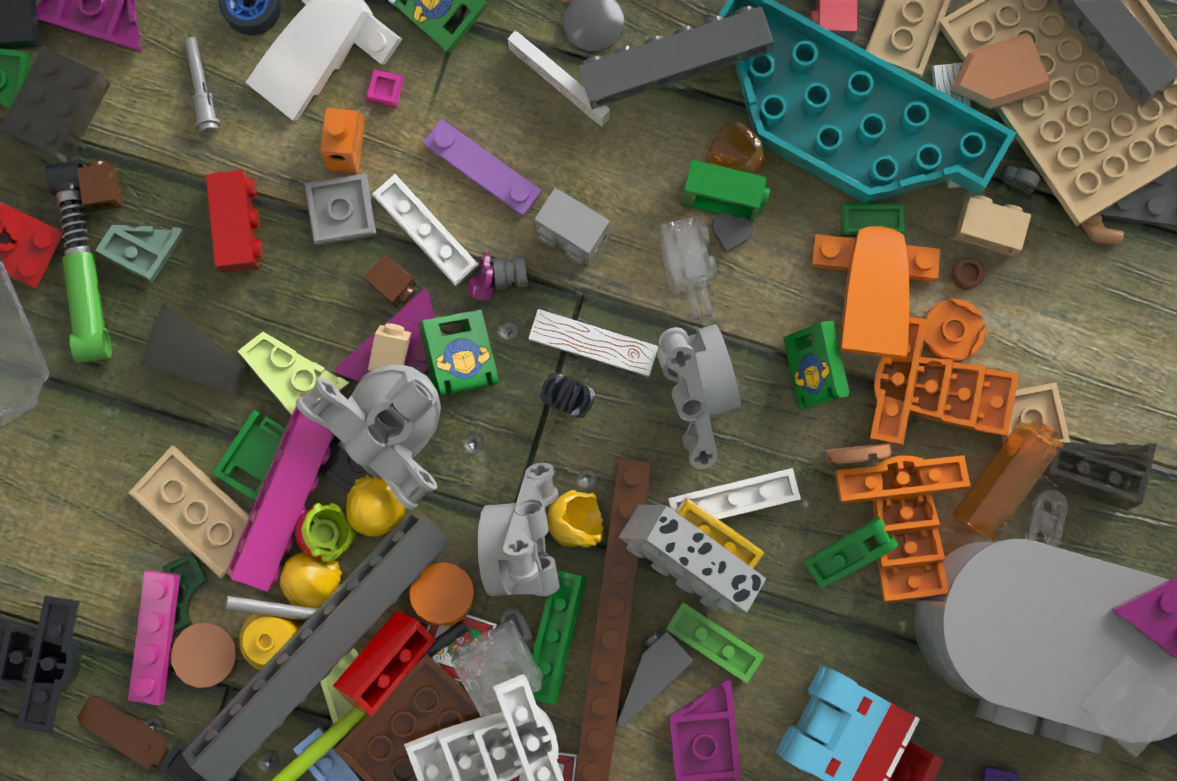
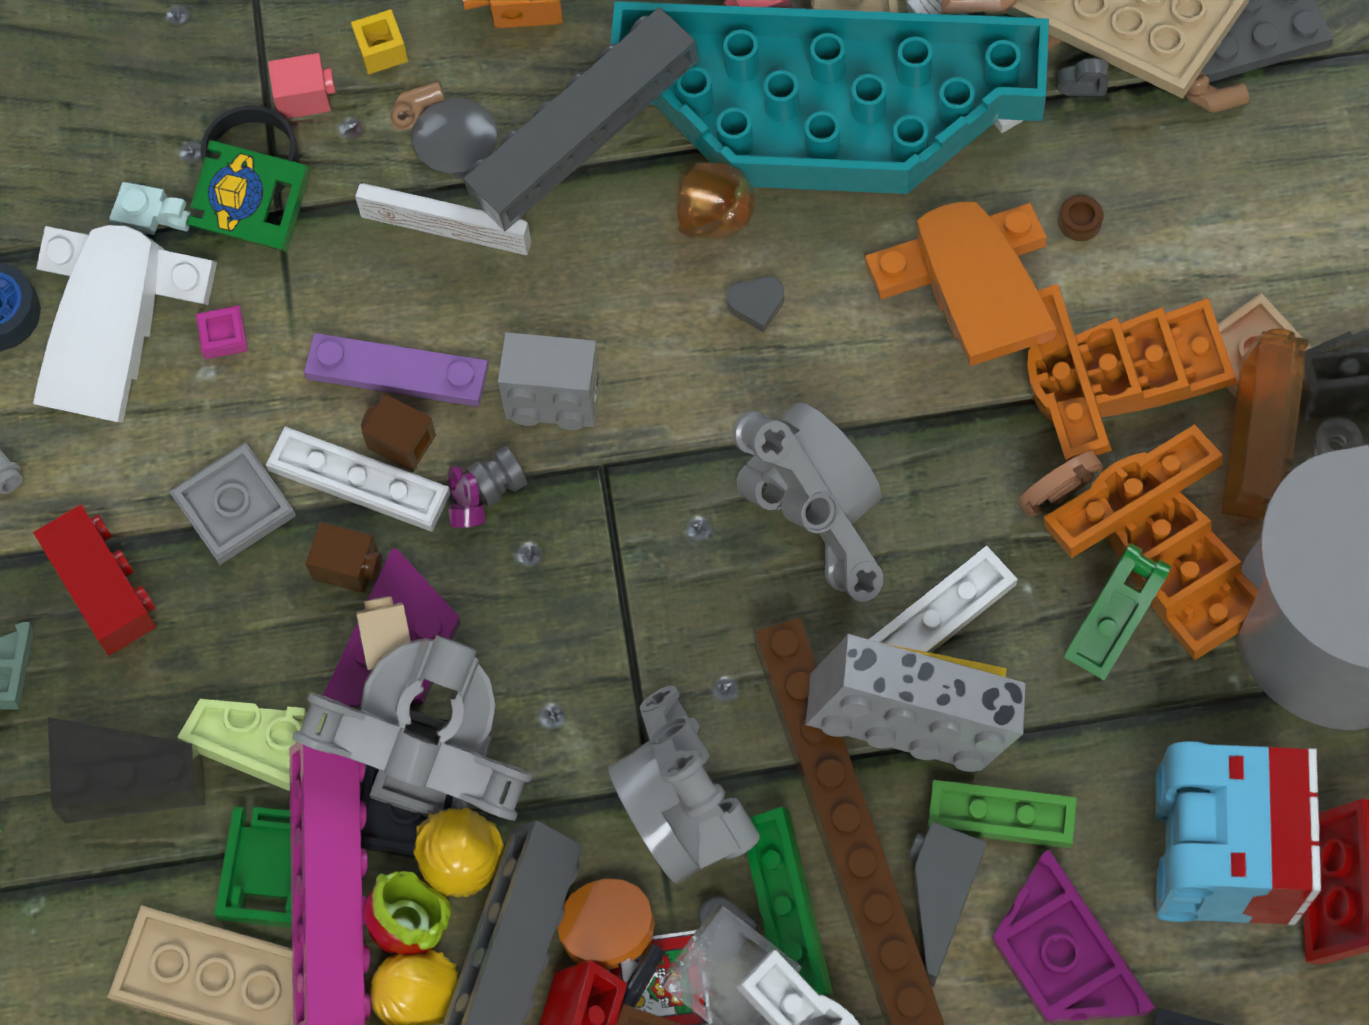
camera: 20 degrees left, 15 degrees down
(342, 137) = (192, 405): orange torso -> none
(459, 357) = (482, 607): container -> none
(462, 212) = (397, 432): none -> reddish brown brick
(567, 395) = (647, 588): black gear -> none
(575, 519) = (738, 742): yellow hair -> none
(593, 343) = (648, 516): white tile -> none
(688, 263) = (720, 354): clear brick -> none
(725, 191) = (721, 249): green window -> none
(816, 368) = (954, 409): green container -> none
(862, 215) = (903, 212): green tile -> none
(954, 330) = (1100, 288): orange tile -> none
(992, 225) = (1079, 147): tan brick -> none

